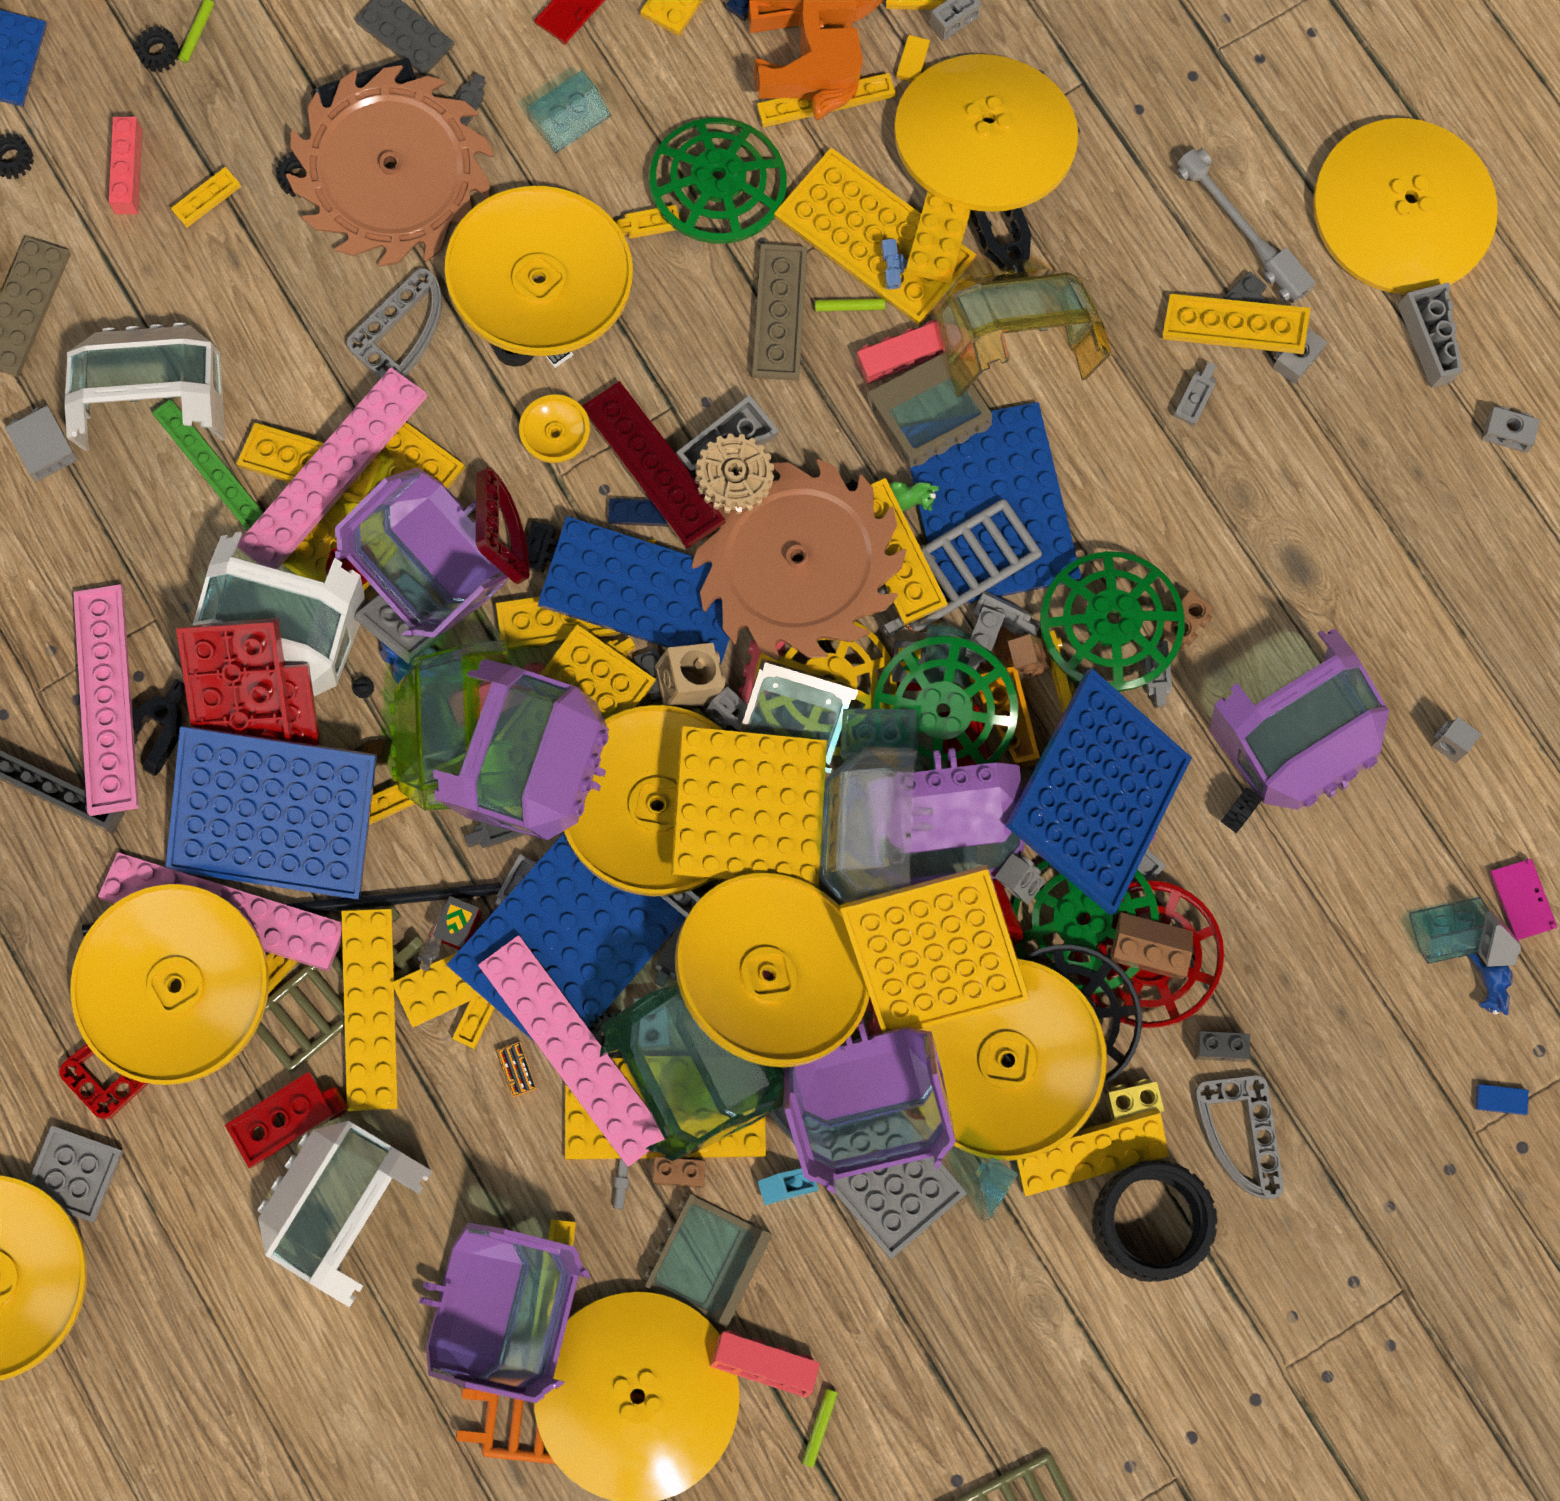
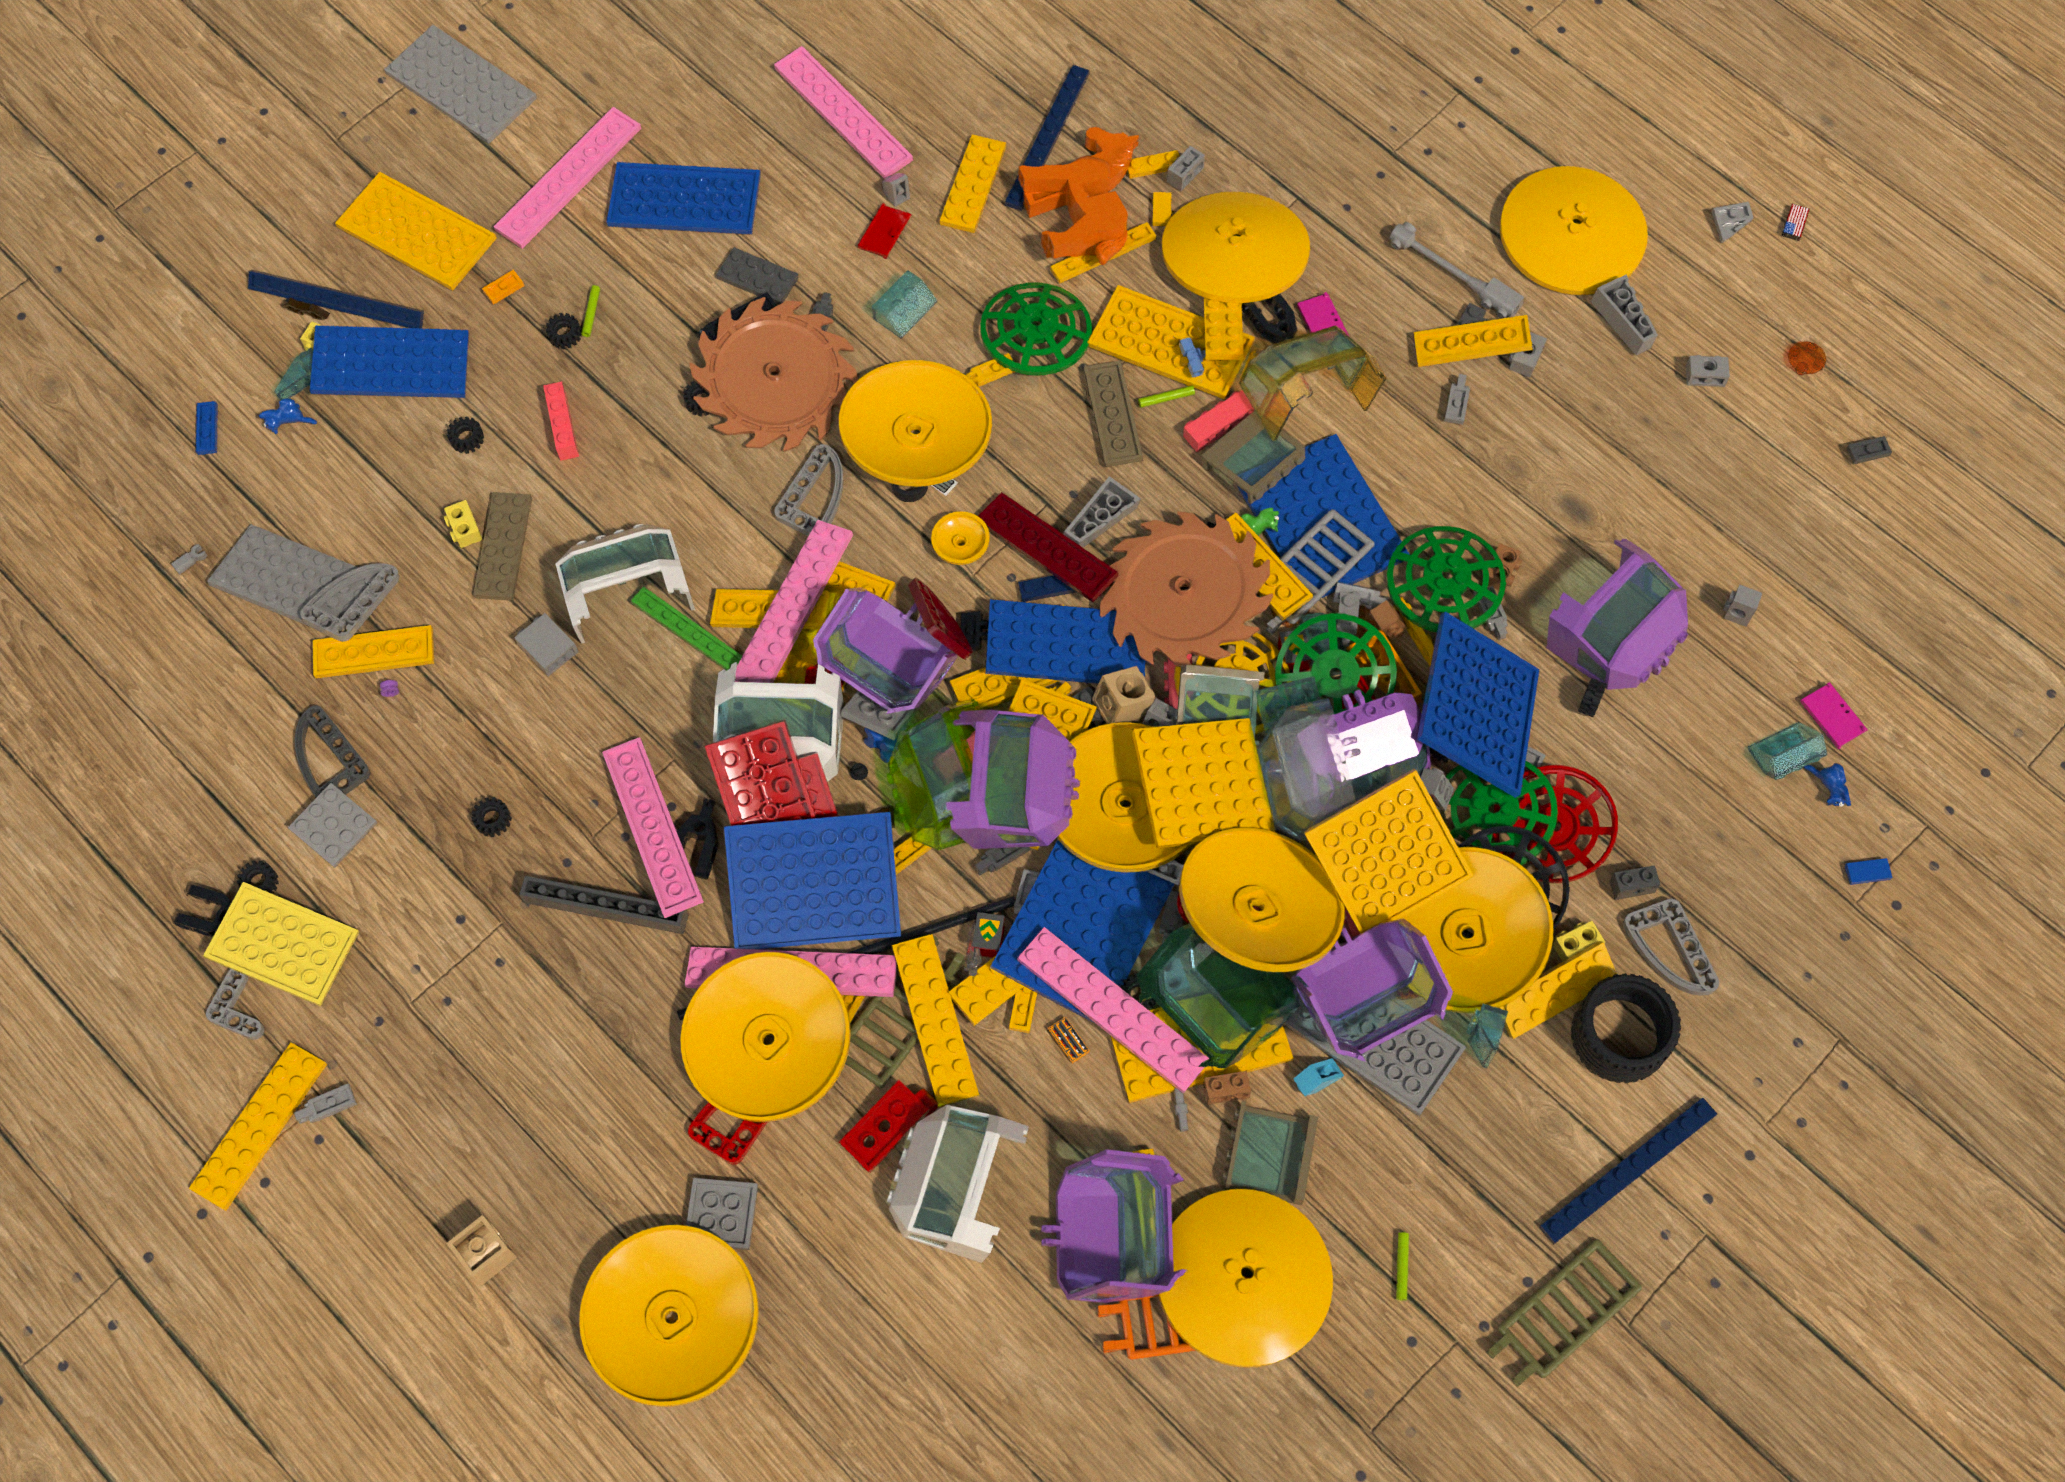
camera: 10 degrees left, 10 degrees down
(205, 197) = (631, 431): yellow plate -> none
(716, 475) = (1115, 535): tan piece -> none
(765, 1364) = (1343, 1222): coral brick -> none
(1062, 250) = (1318, 313): none -> dark pink door
(1110, 1383) = (1628, 1171): none -> dark blue plate
(1152, 946) = (1557, 814): medium nougat slope -> none
(1497, 943) = (1826, 747): light grey slope -> none

